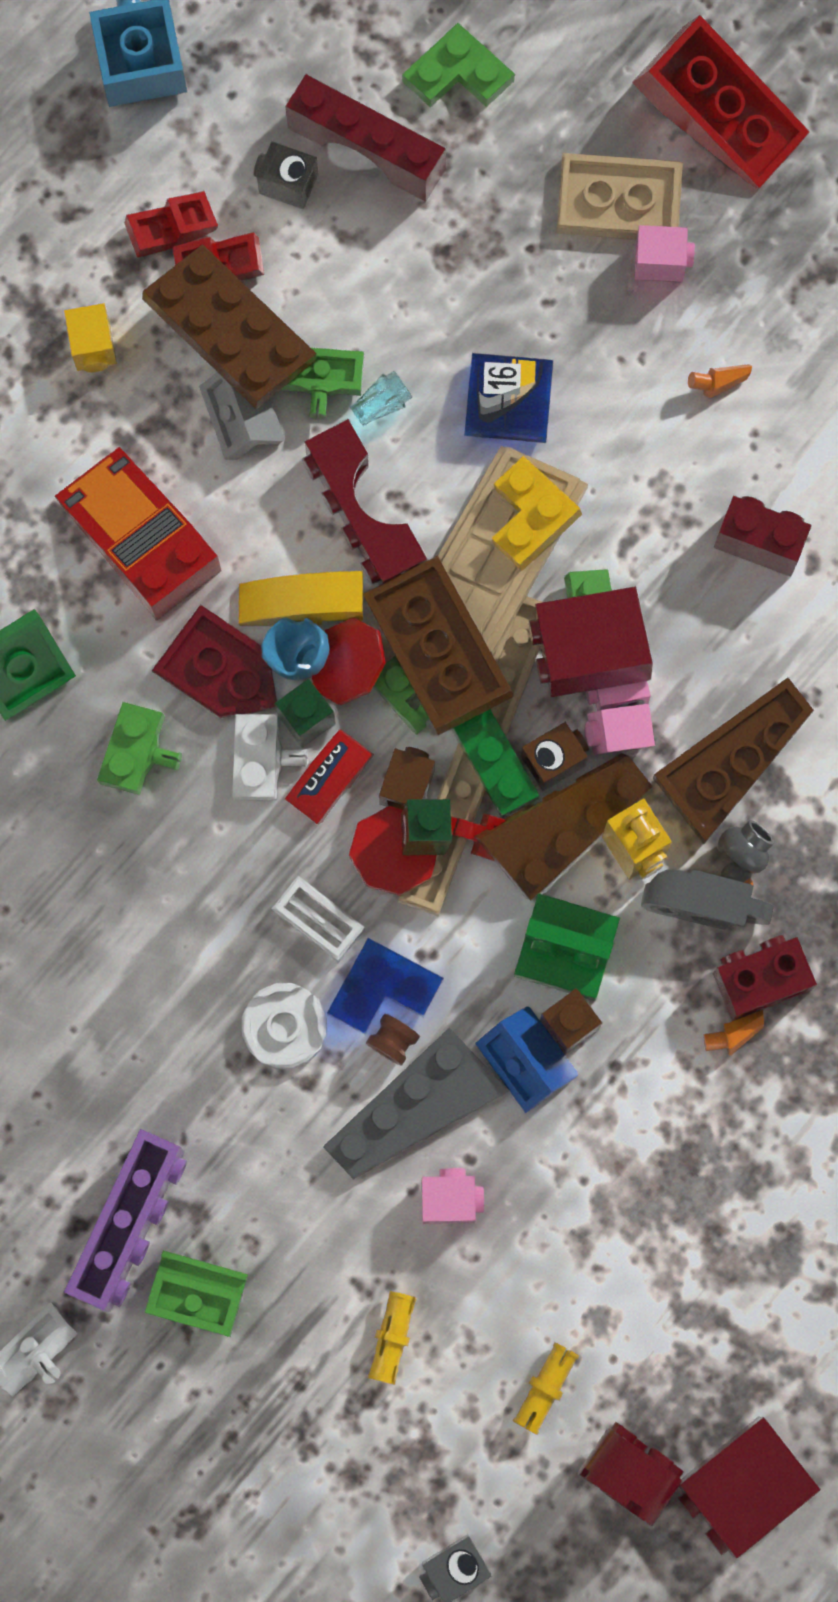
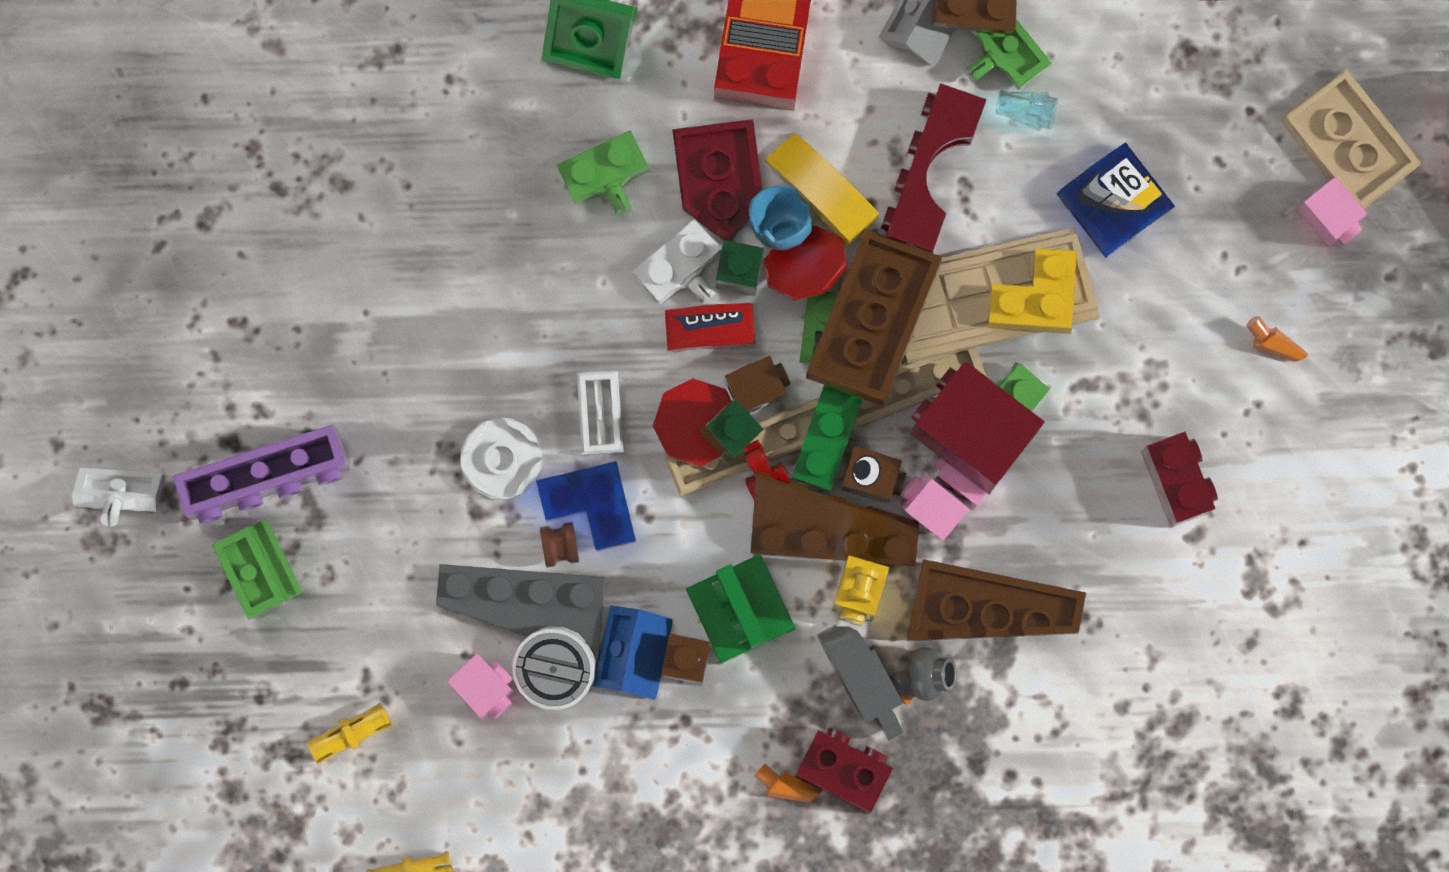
camera: 45 degrees right, 5 degrees up
(485, 1129) = (554, 668): none -> tile

